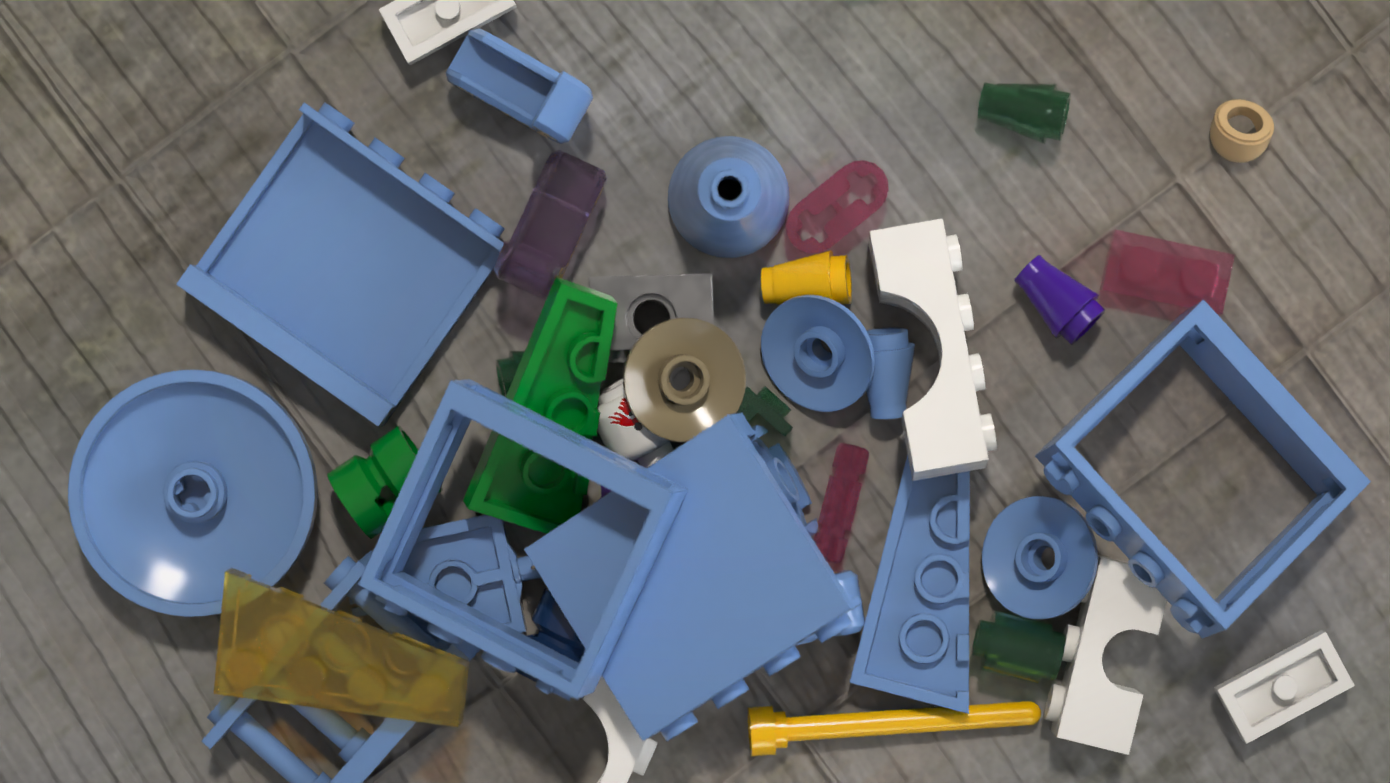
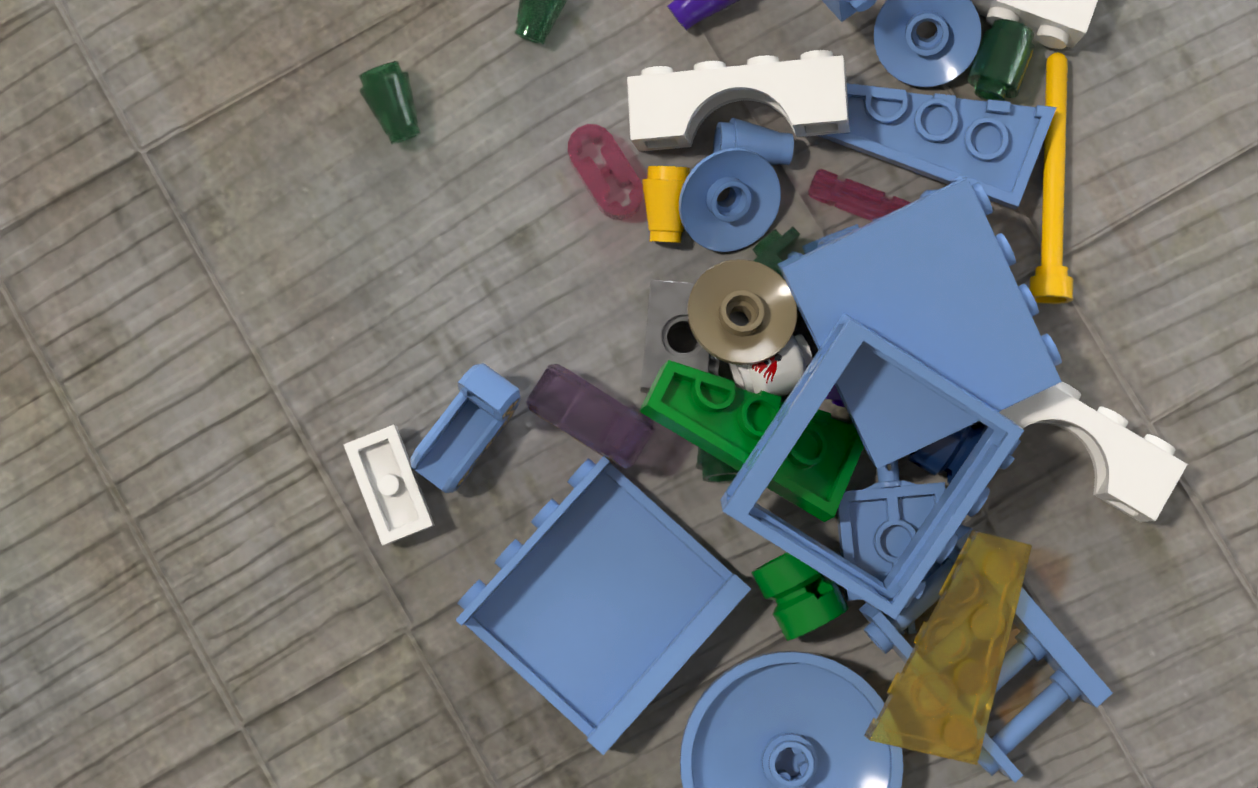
camera: 85 degrees left, 5 degrees down
(720, 225) = (589, 280): medium blue cone -> none

